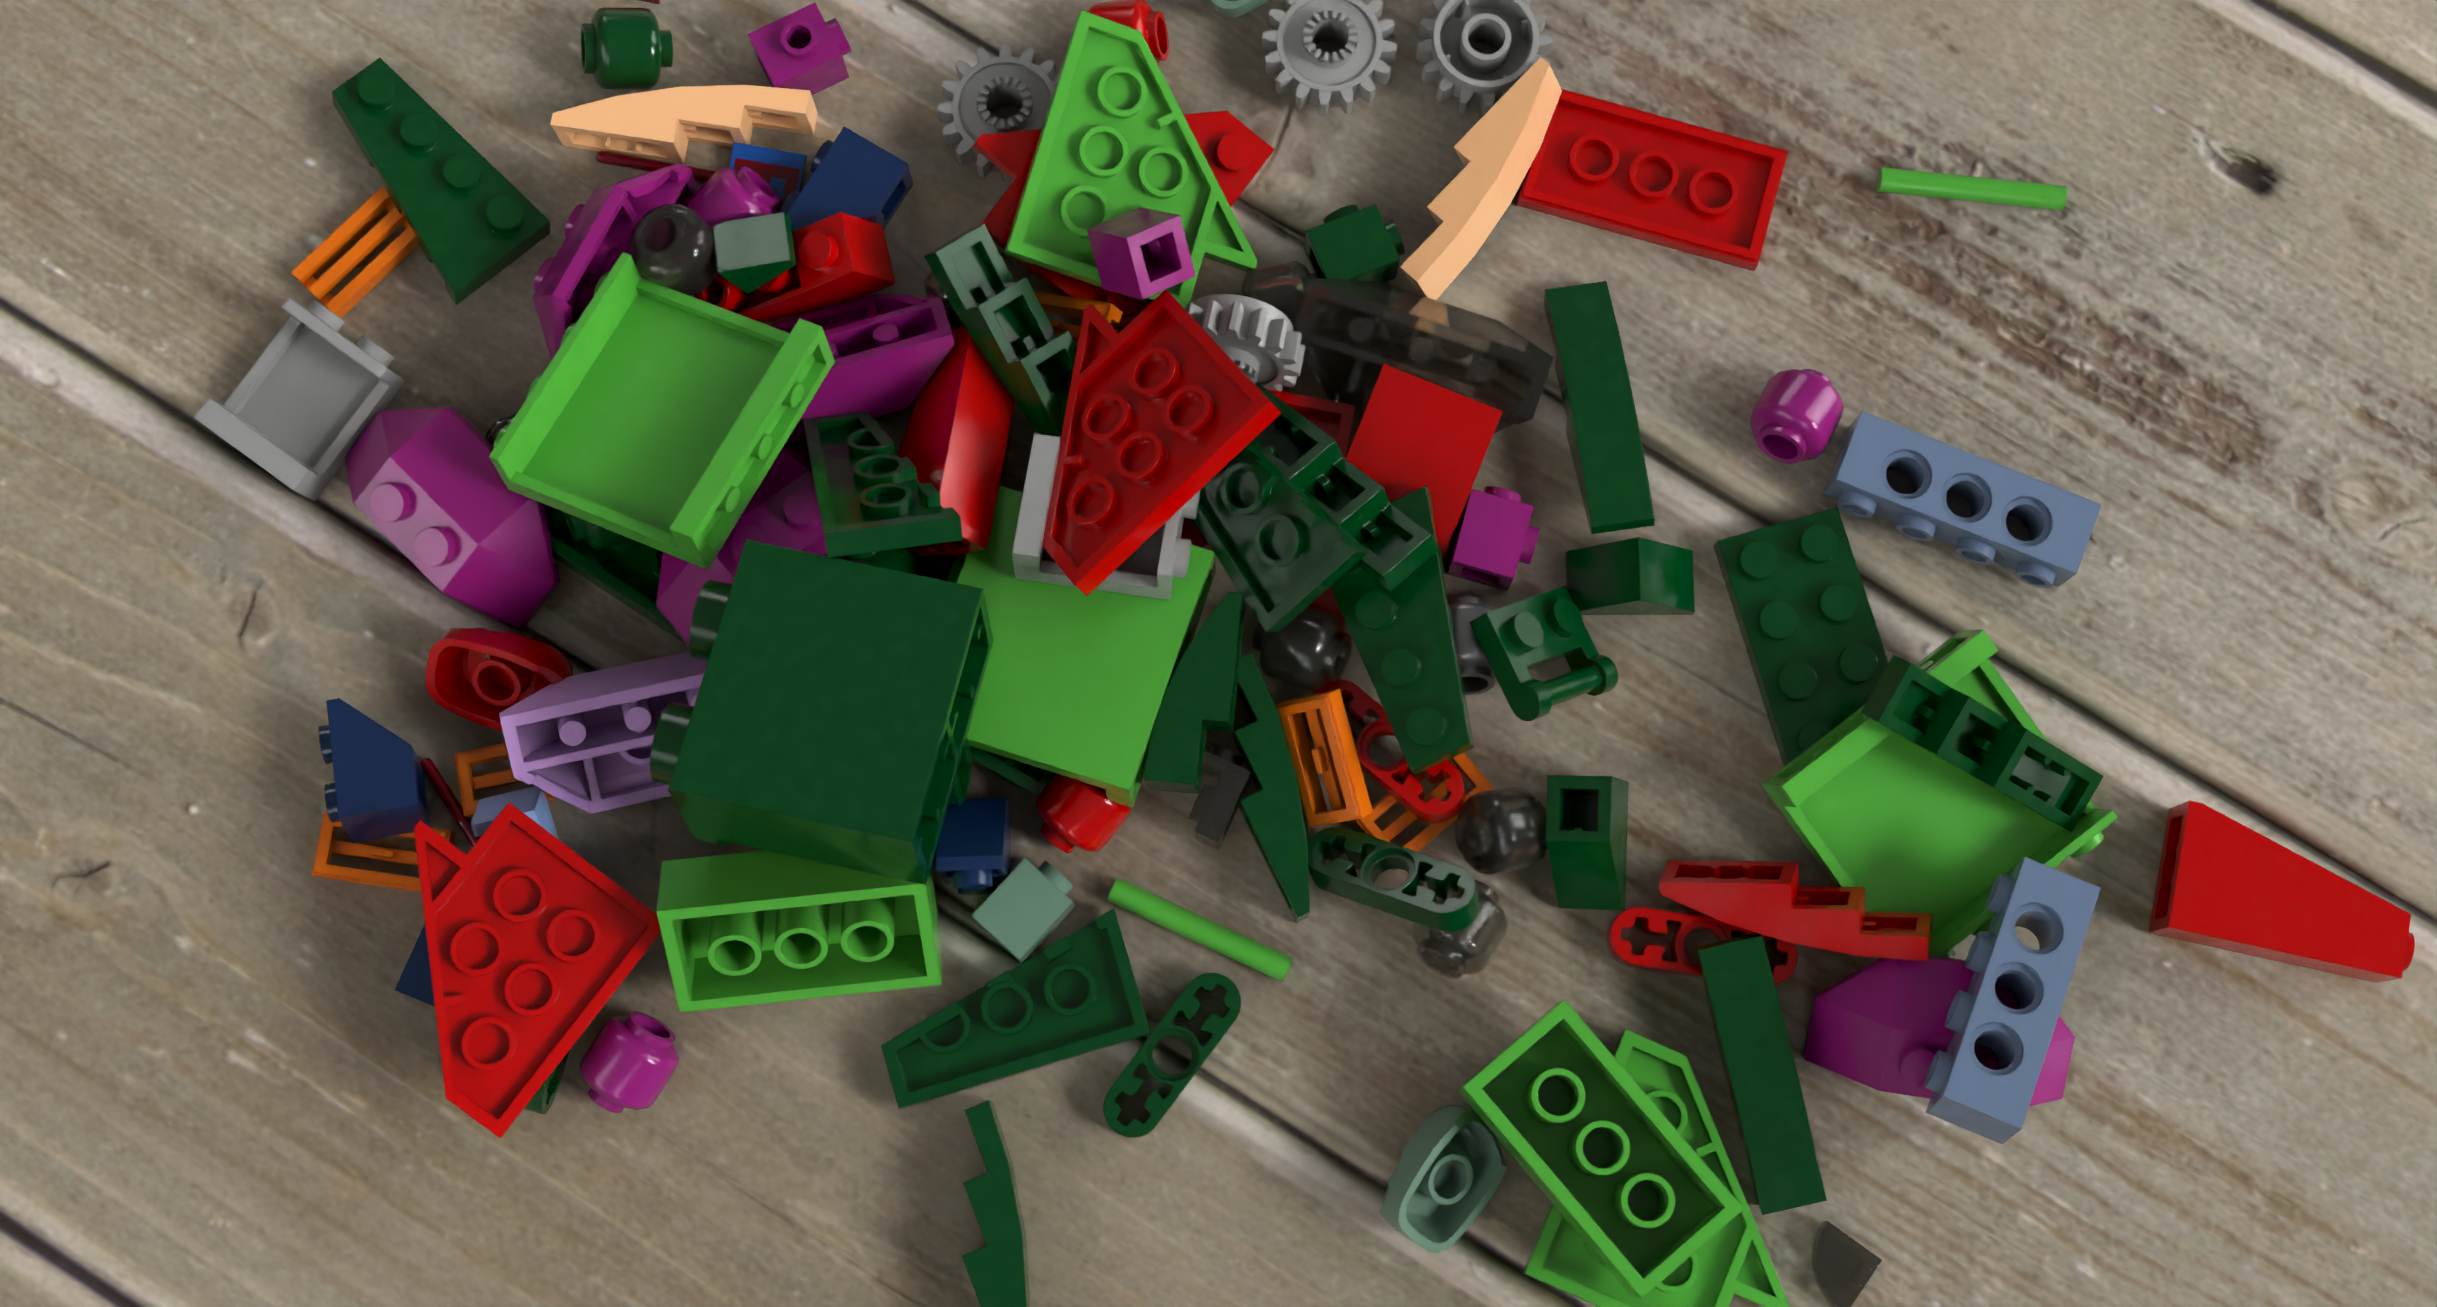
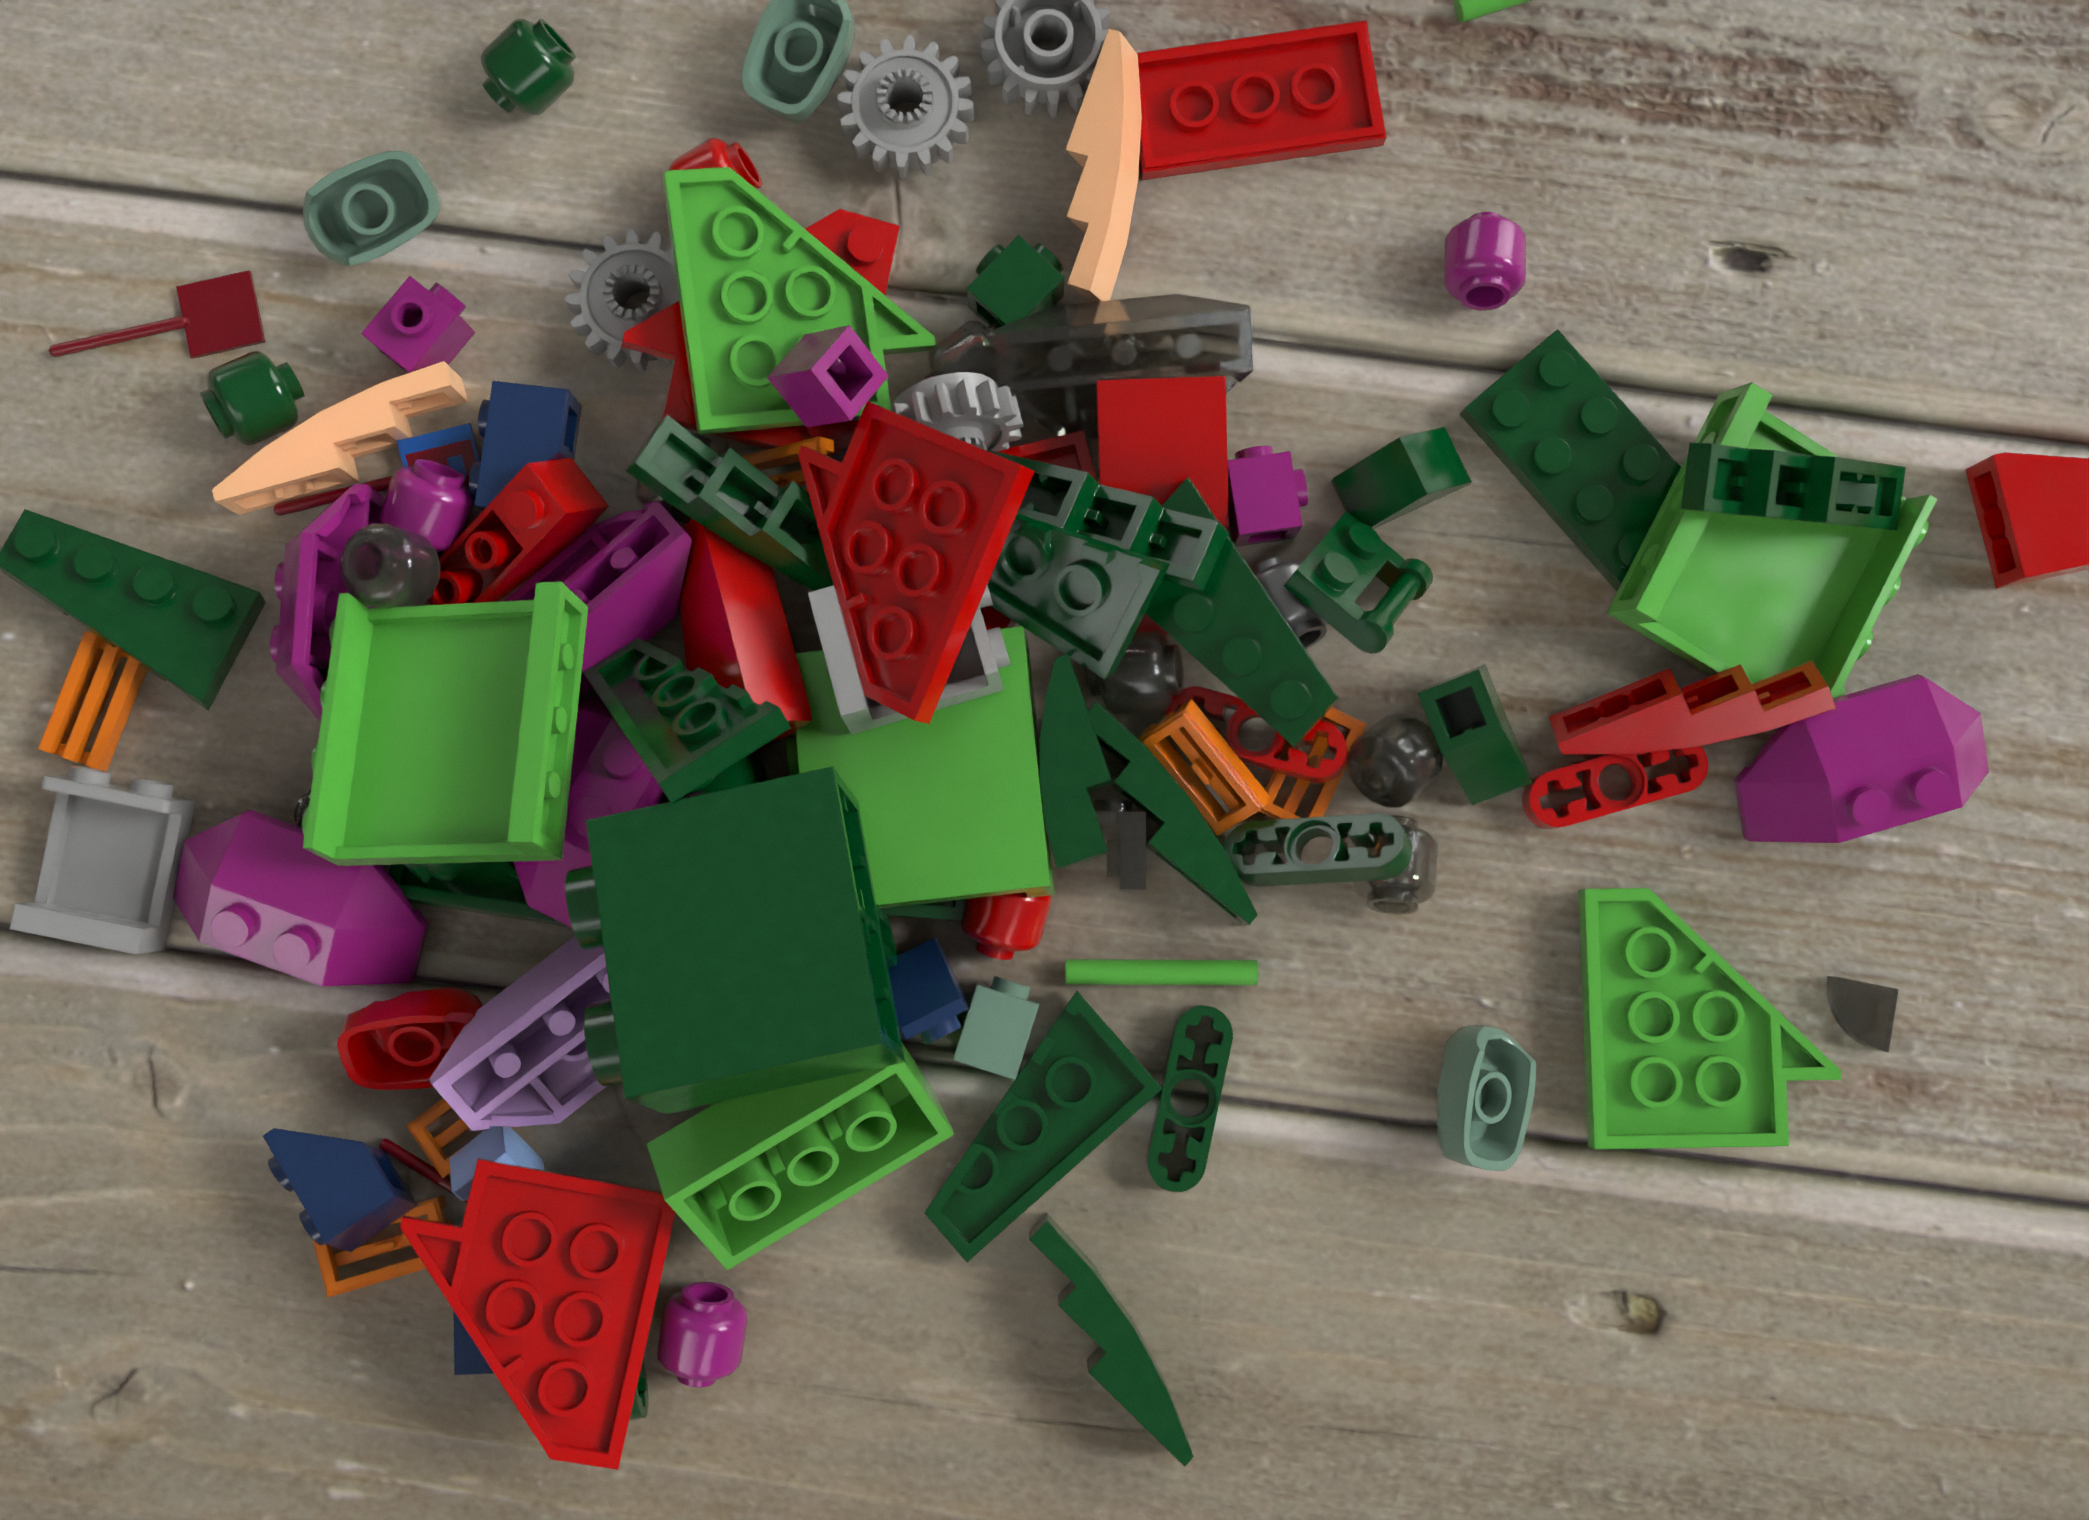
camera: 25 degrees left, 5 degrees up
(754, 249) = (462, 535): slope -> none
(1599, 408) = (1305, 333): dark green slope -> none
(1600, 1150) = (1620, 1013): bright green brick -> none
(1761, 1073) = (1721, 872): dark green slope -> none
(2056, 518) = (1758, 253): sand blue brick -> none
(2058, 914) = (1949, 679): sand blue brick -> none

